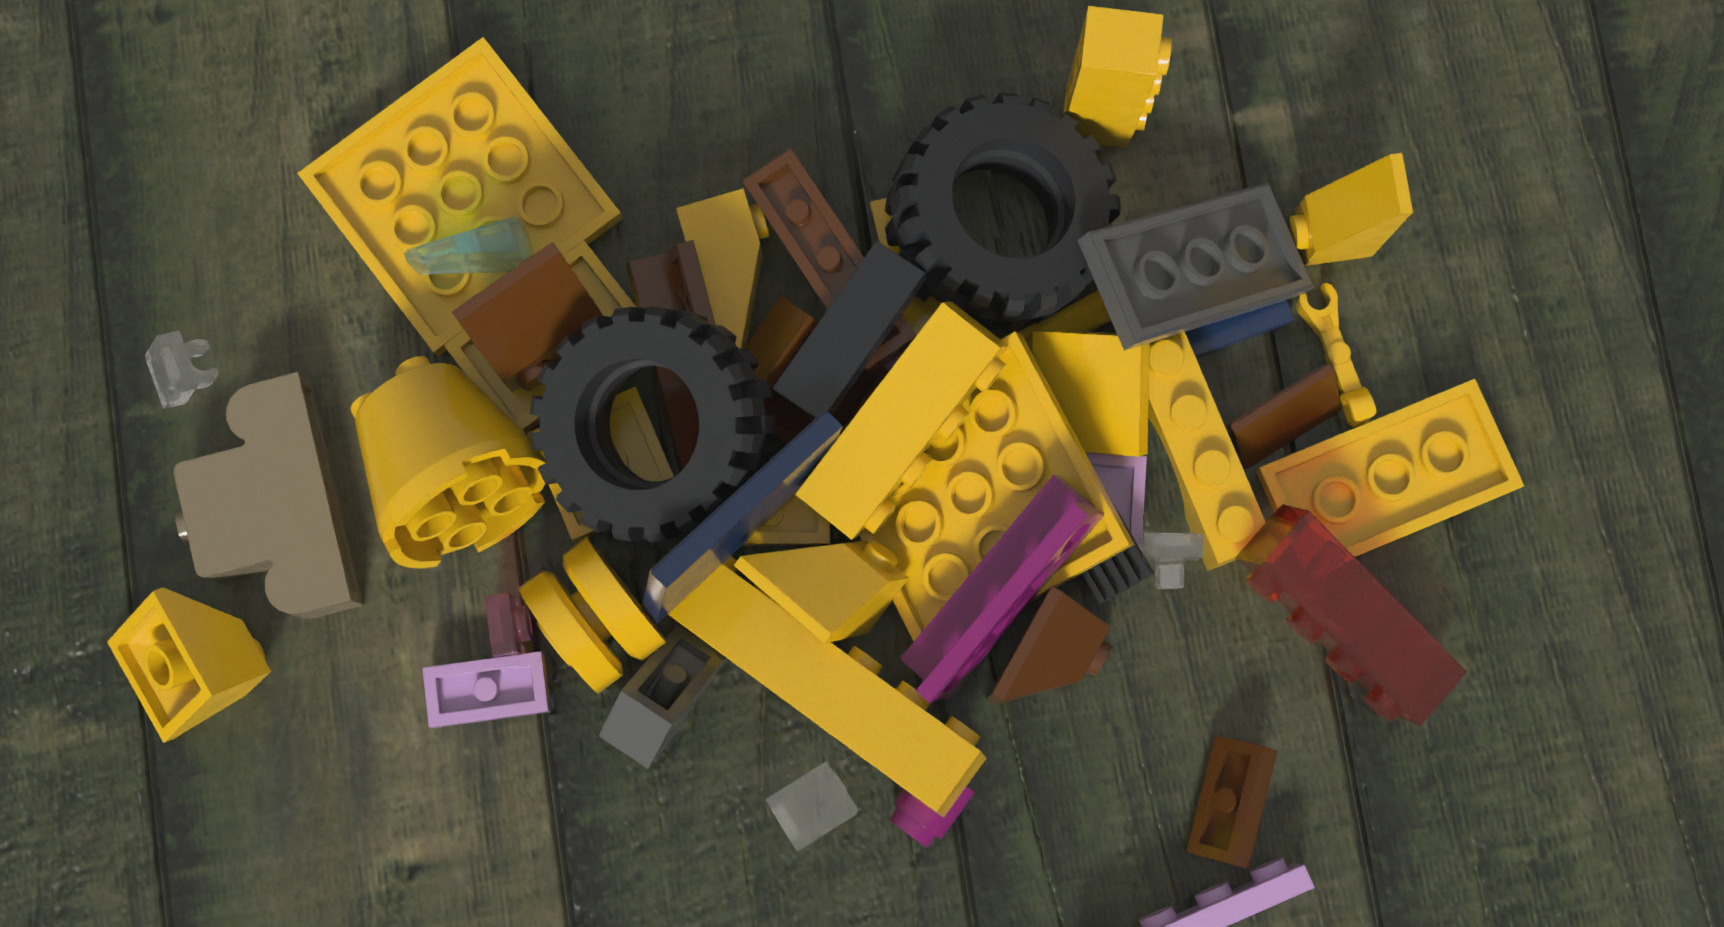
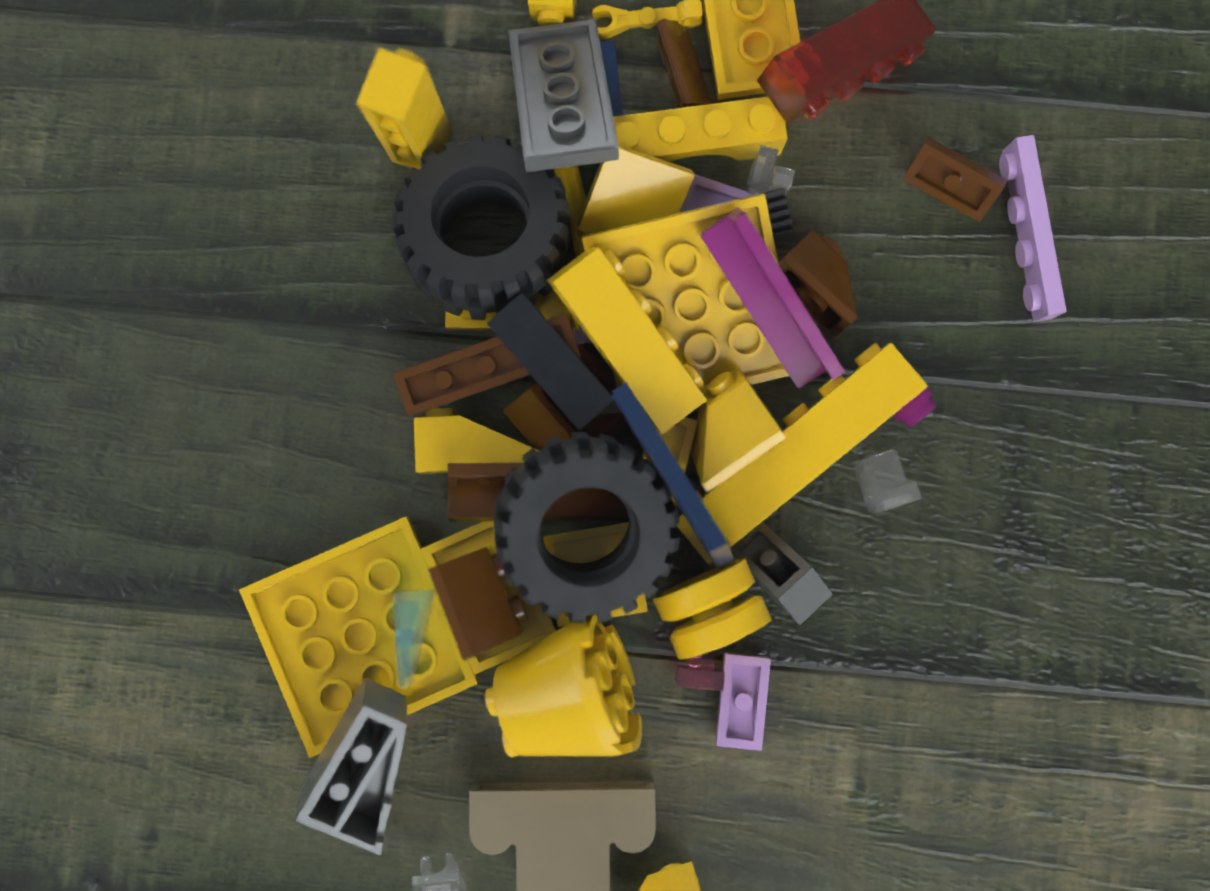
camera: 75 degrees left, 5 degrees up
(292, 229) = (357, 769): none -> dark grey wedge

